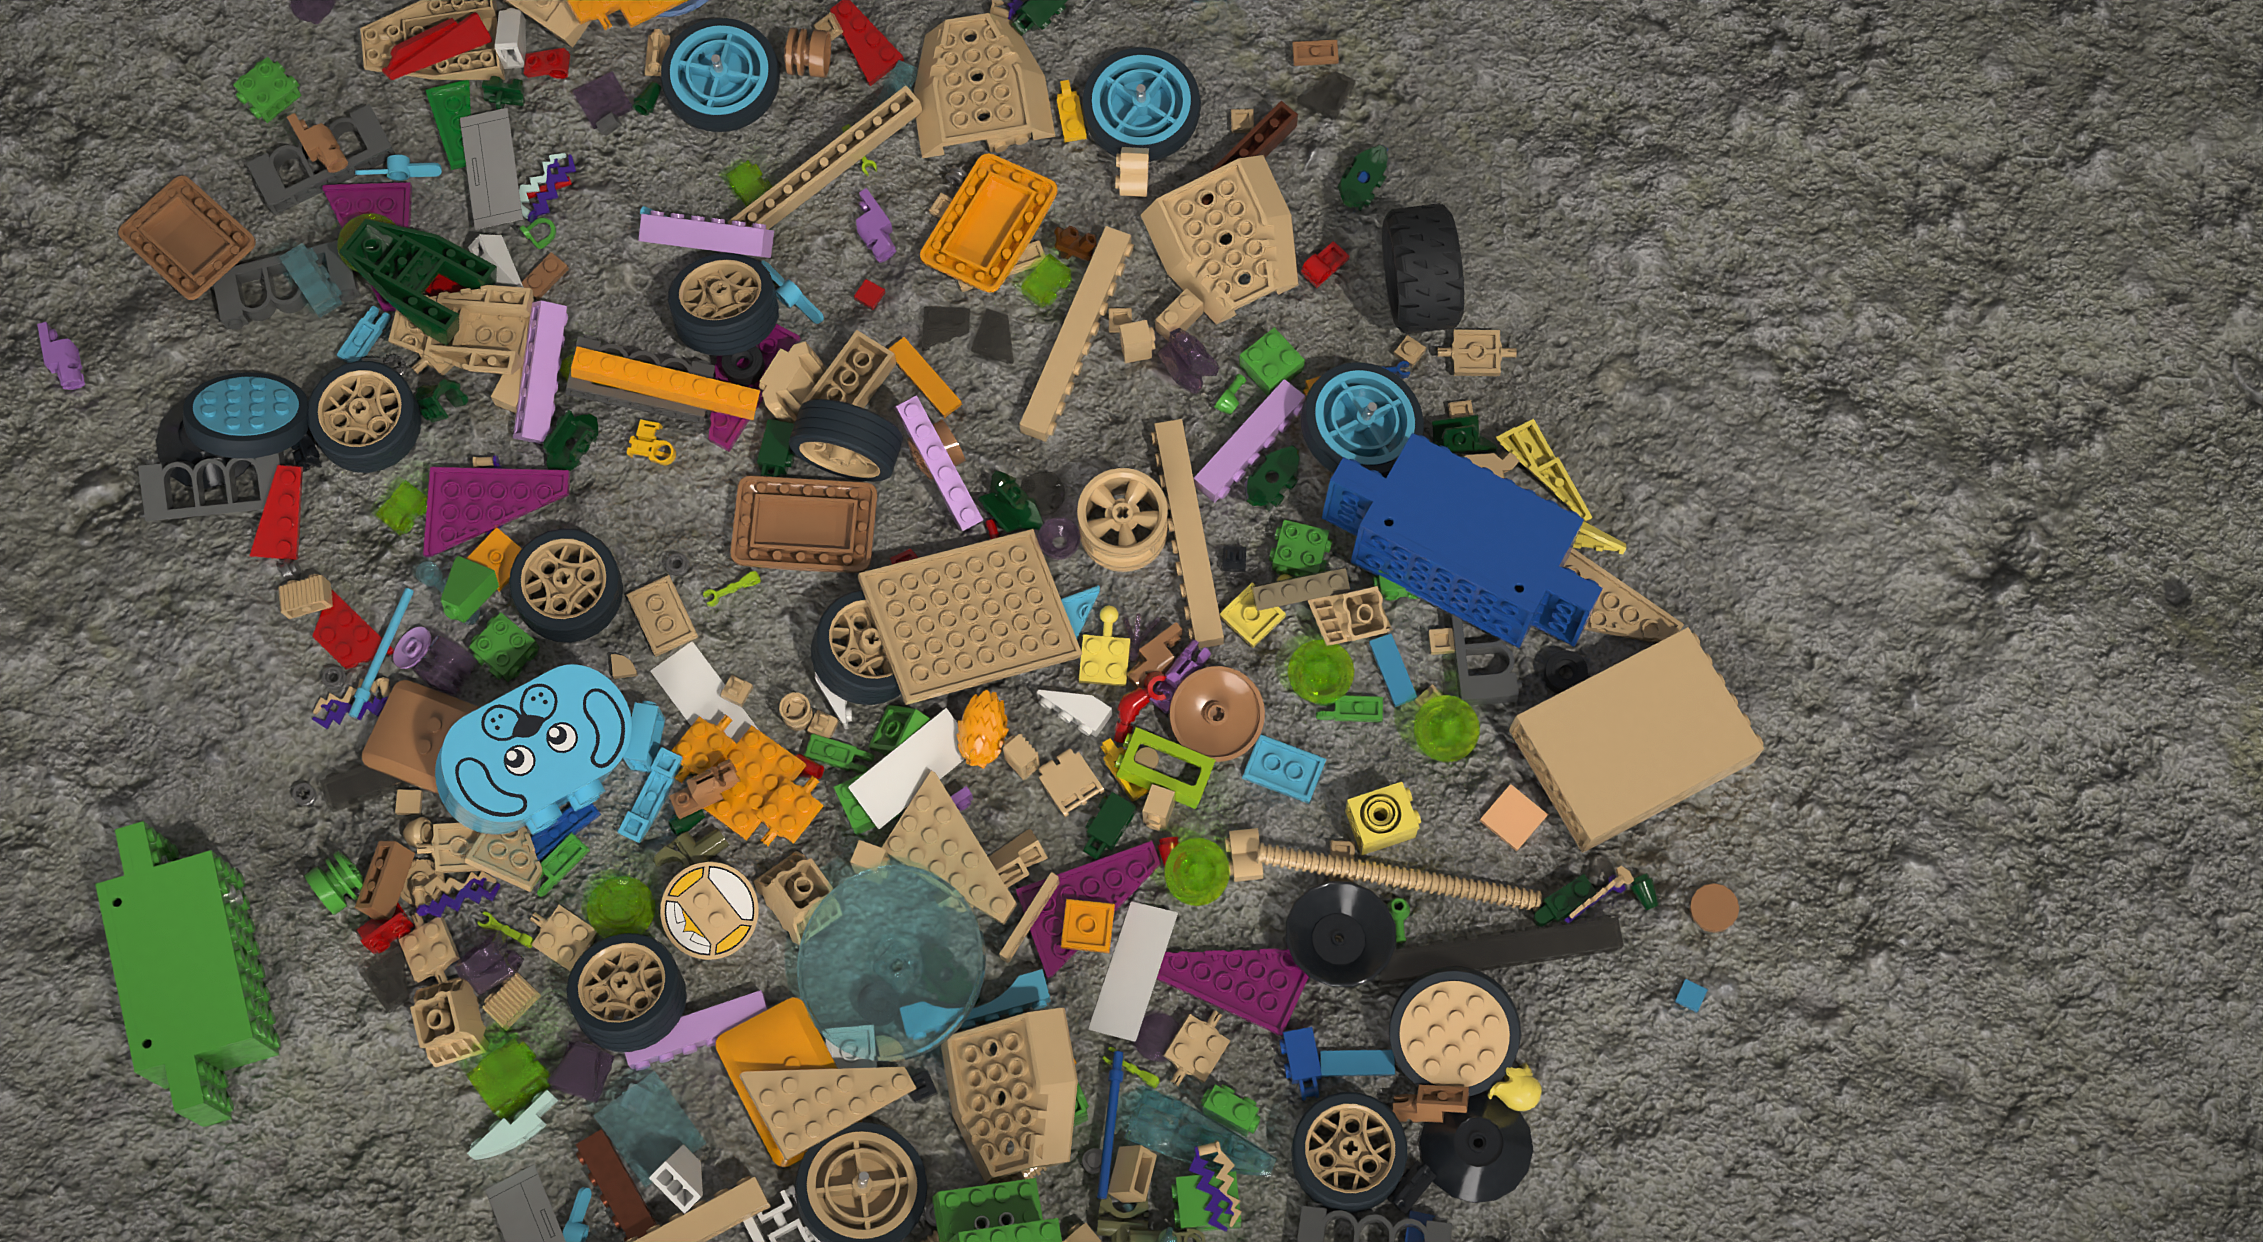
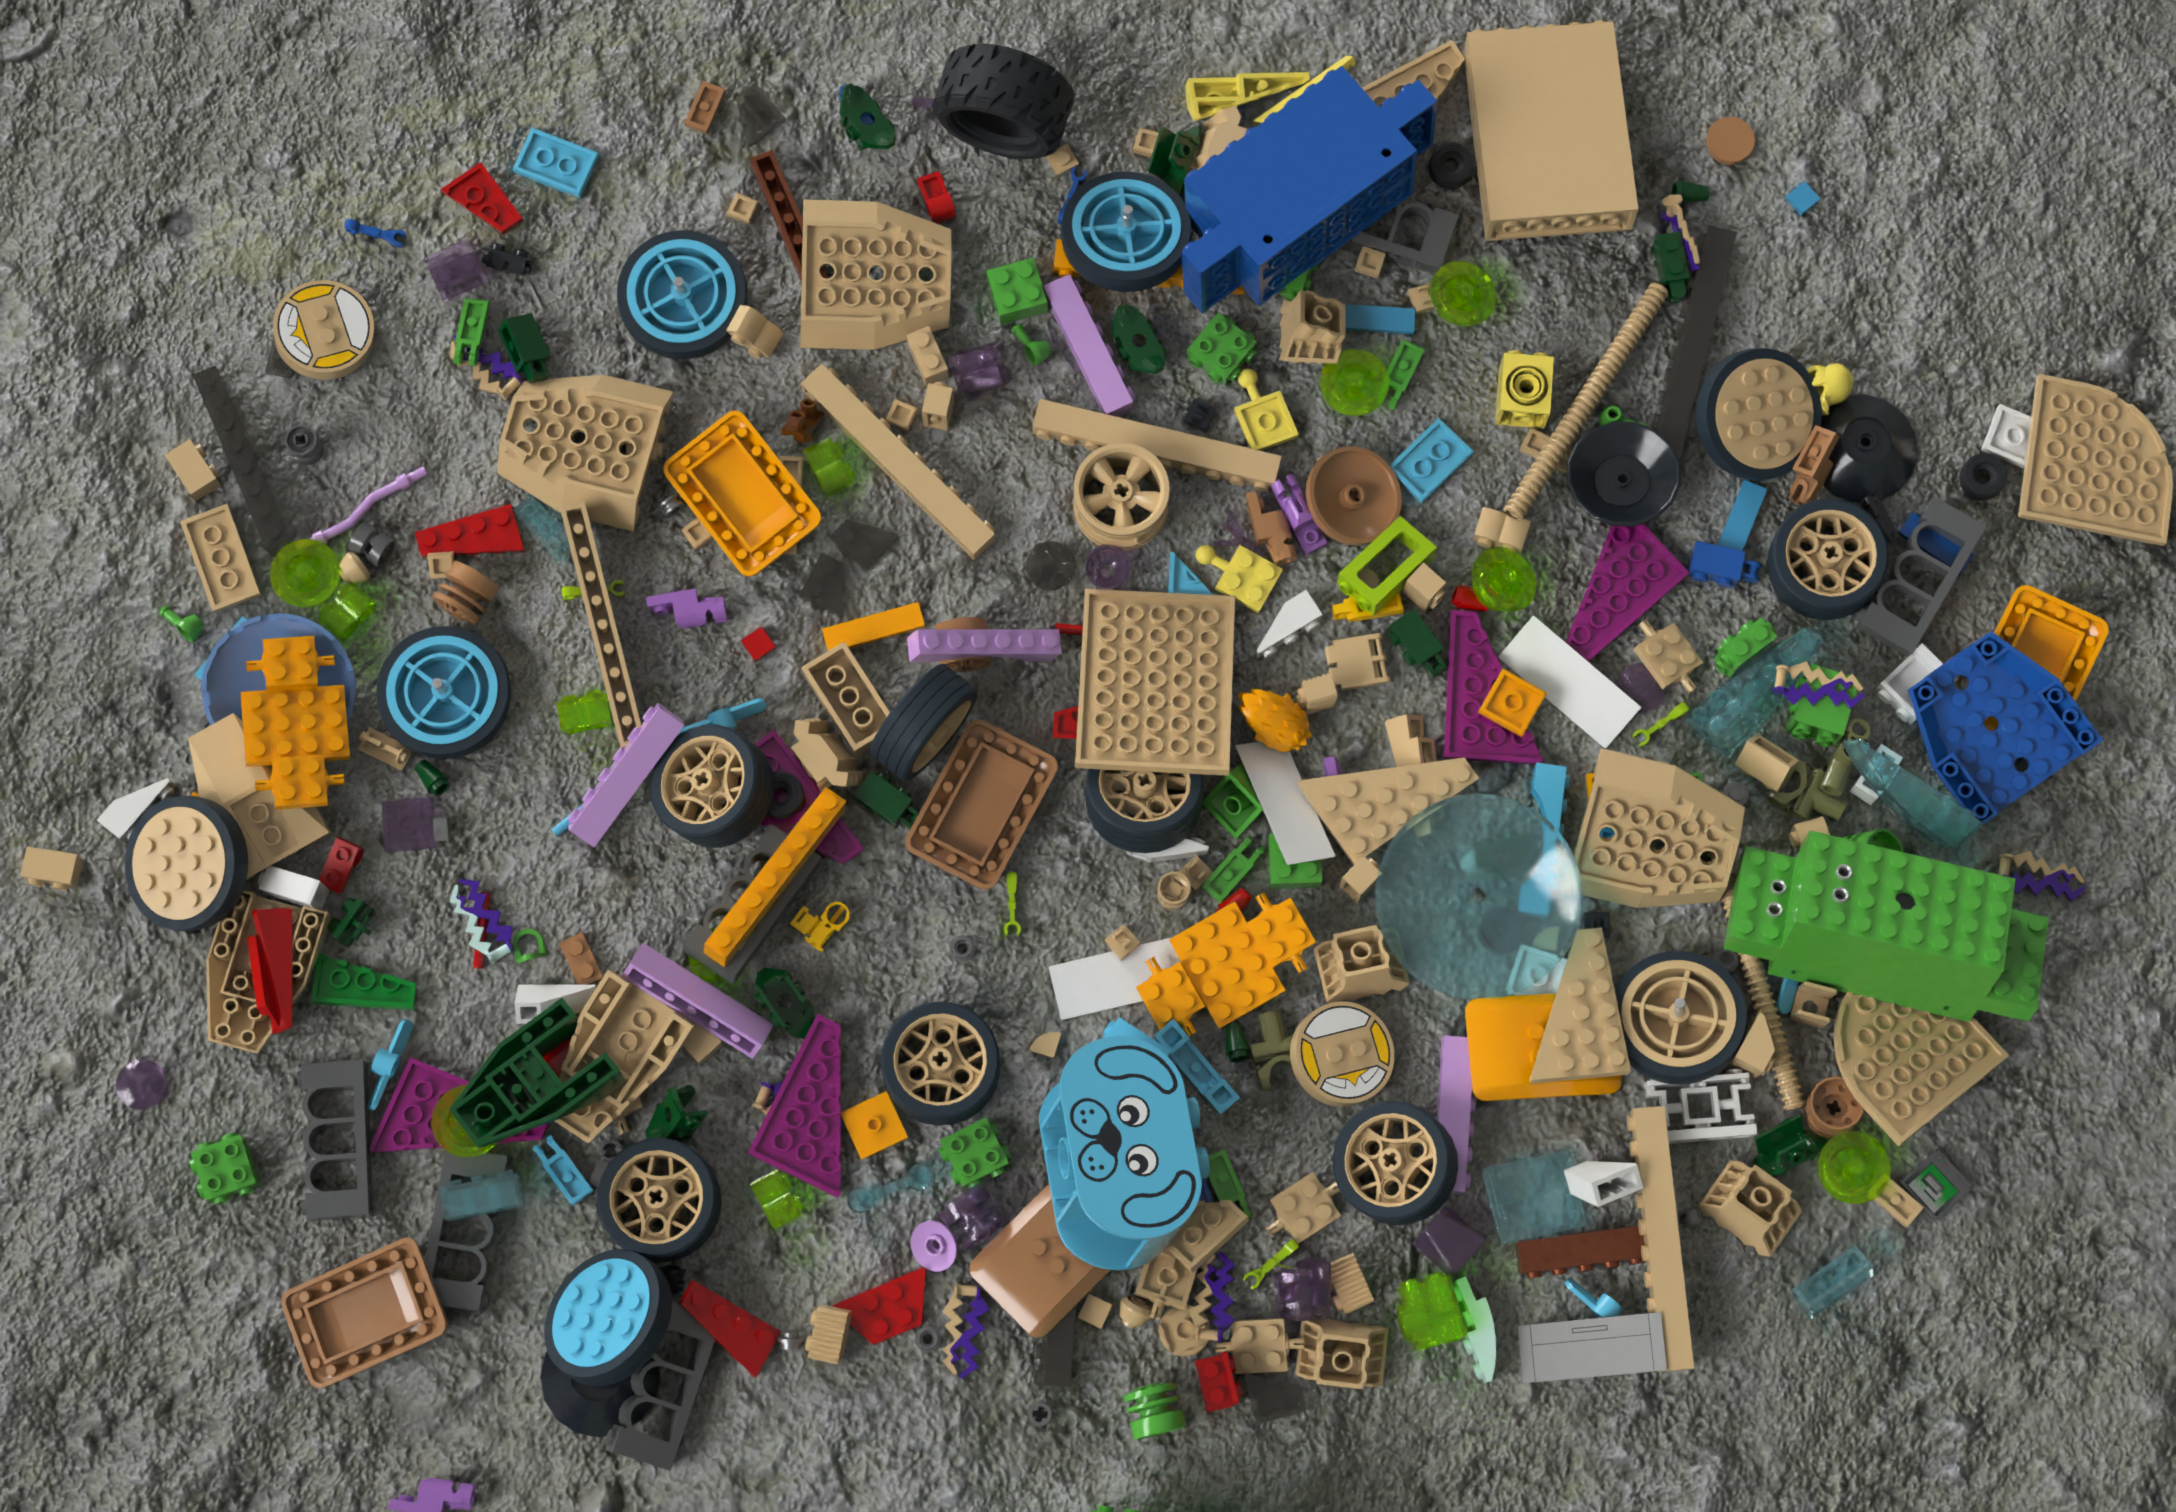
camera: 70 degrees left, 5 degrees up
(319, 144) = (325, 1131): medium nougat plate -> none
(362, 694) = (961, 1313): medium azure bar -> none
(385, 880) = (1175, 1360): medium nougat brick -> none
(467, 588) = (900, 1163): bright green slope -> none
(491, 168) = (436, 966): light grey sticker -> none
(621, 907) = (1299, 1141): clear neon green wheel -> none
(662, 615) = (1009, 984): tan tile -> none
(704, 789) = (1221, 1008): medium nougat plate -> none
(998, 503) = (1062, 605): dark green piece -> none
(1029, 918) = (1482, 752): tan tile -> none
(1070, 114) = (654, 368): yellow hinge -> none
(1115, 1078) = (1666, 740): blue bar -> none
(1135, 701) = (1309, 563): red piece -> none
(1300, 588) = (1267, 362): dark tan brick -> none
(1476, 352) = (1096, 99): tan plate -> none
(1513, 817) = (1568, 276): light nougat tile -> none

